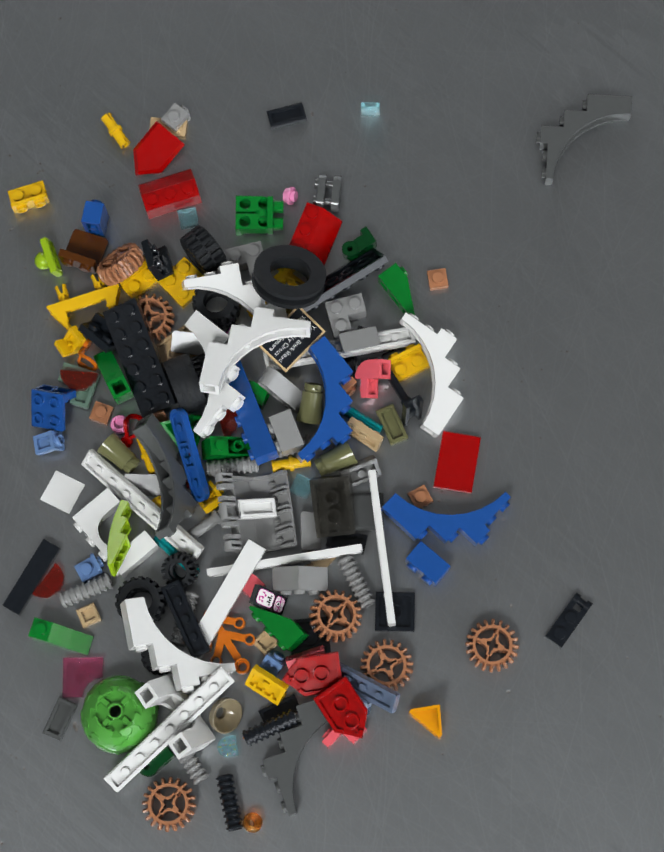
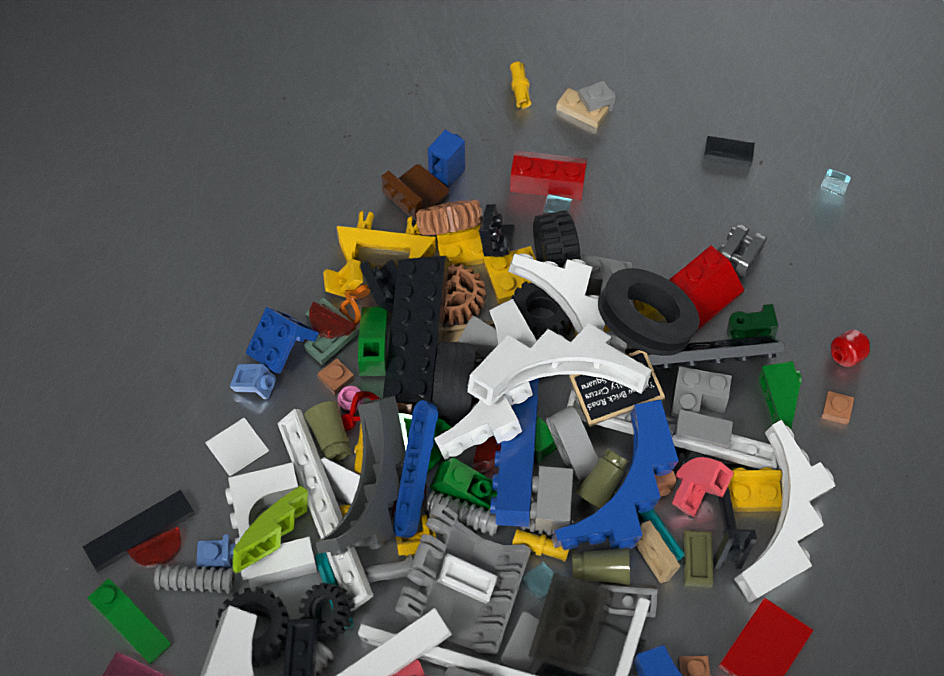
camera: 20 degrees right, 15 degrees down
(28, 197) = (384, 111): yellow bracket -> none
(48, 258) = (370, 180): lime tile -> none
(88, 615) = (180, 613): tan tile -> none
(156, 150) = (556, 122): red tile -> none
(255, 215) = (642, 238): green hips -> none
(290, 195) = (692, 234): bright pink plate -> none
(429, 233) = (850, 348): none -> red head

